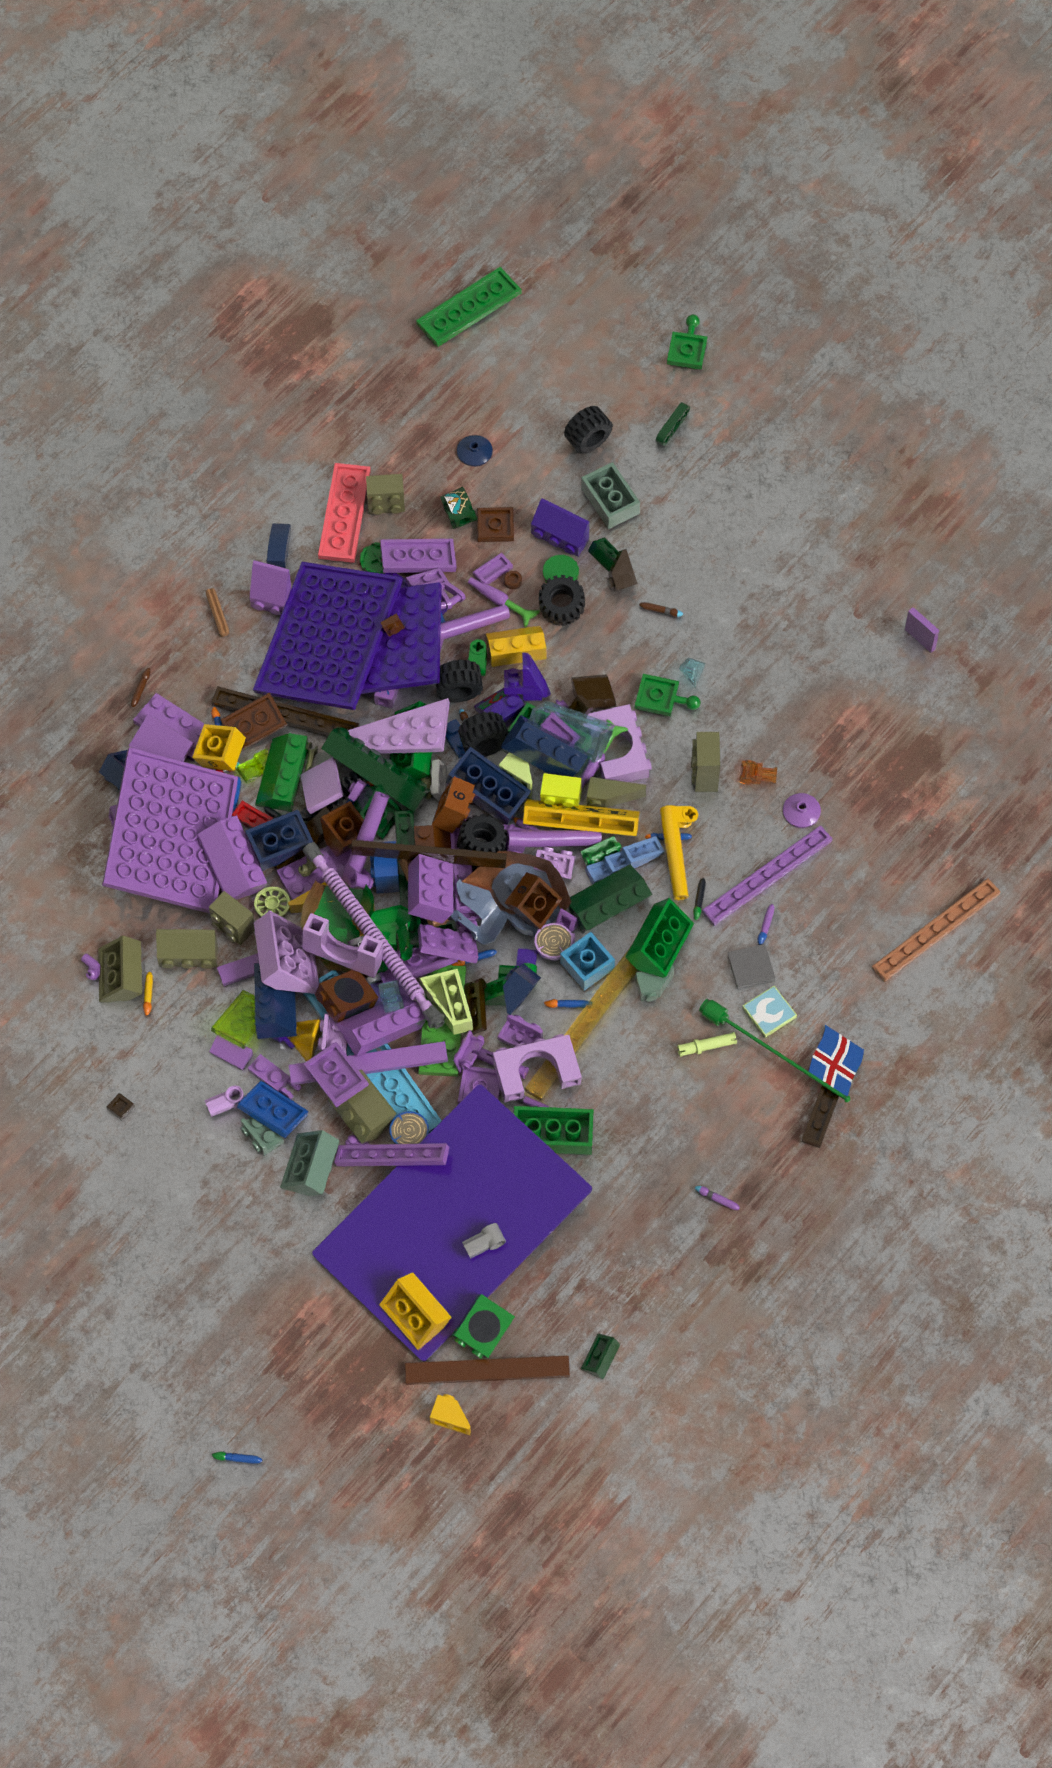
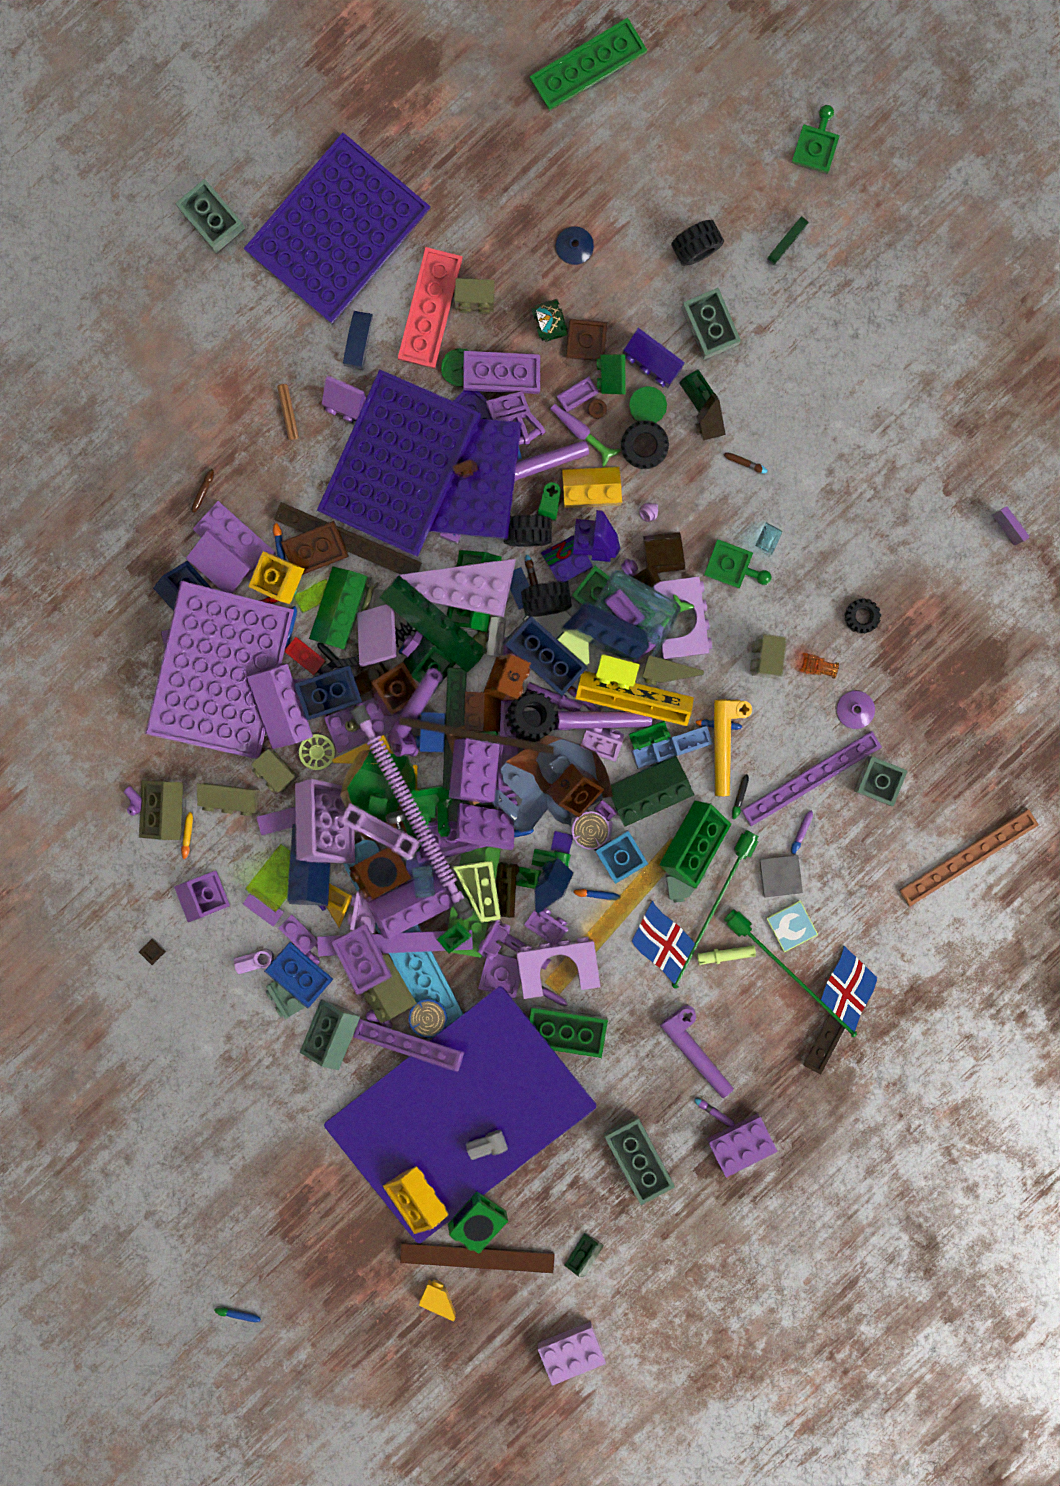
camera: 10 degrees right, 25 degrees up
(131, 457) = (210, 215): none -> sand green brick
(166, 1045) = (202, 896): none -> medium lavender slope
(250, 458) = (337, 228): none -> dark purple plate
(428, 1043) = (454, 937): none -> green slope
(523, 544) = (612, 374): none -> green slope
(573, 659) = (649, 512): none -> lavender plate
(599, 1453) = (571, 1353): none -> lavender brick
(644, 1246) = (639, 1160): none -> sand green brick
(645, 1040) = (667, 942): none -> flag
(665, 1118) = (675, 1028): none -> medium lavender axle
(749, 1222) = (742, 1145): none -> medium lavender brick
(794, 735) = (851, 616): none -> black tyre
(835, 865) = (880, 781): none -> sand green brick

